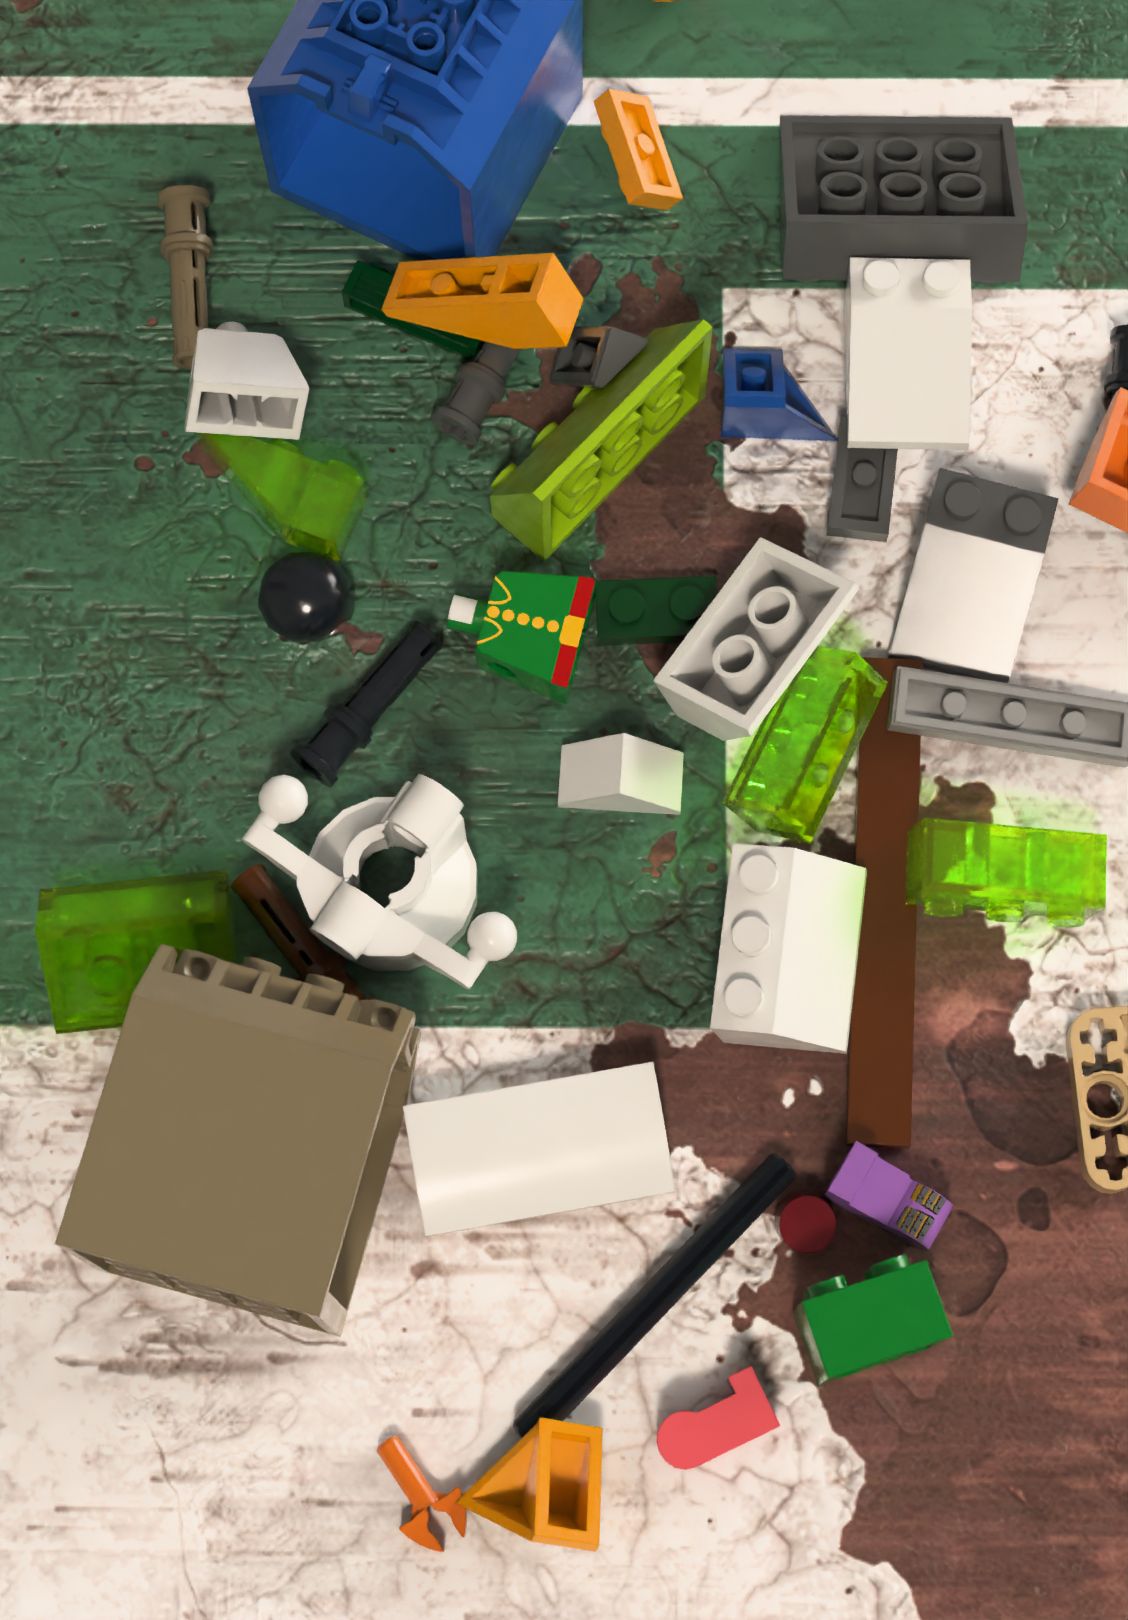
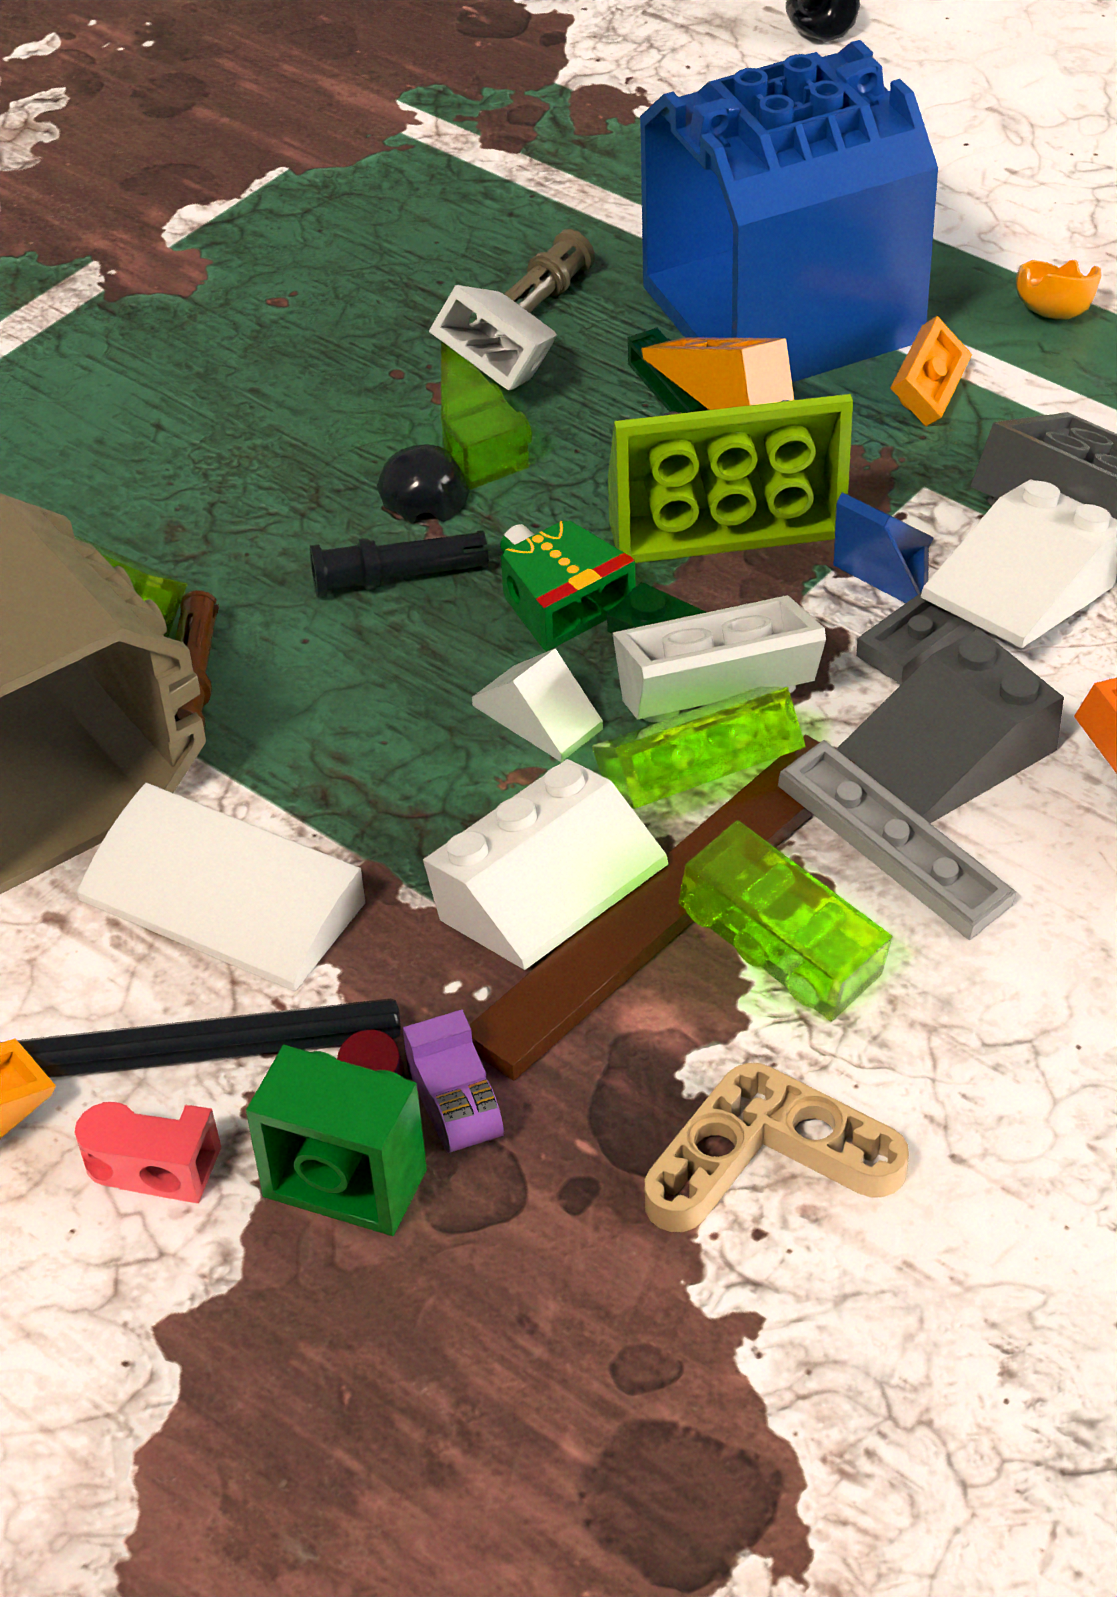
camera: 40 degrees right, 30 degrees down
(421, 917) = (296, 654): white piece -> none

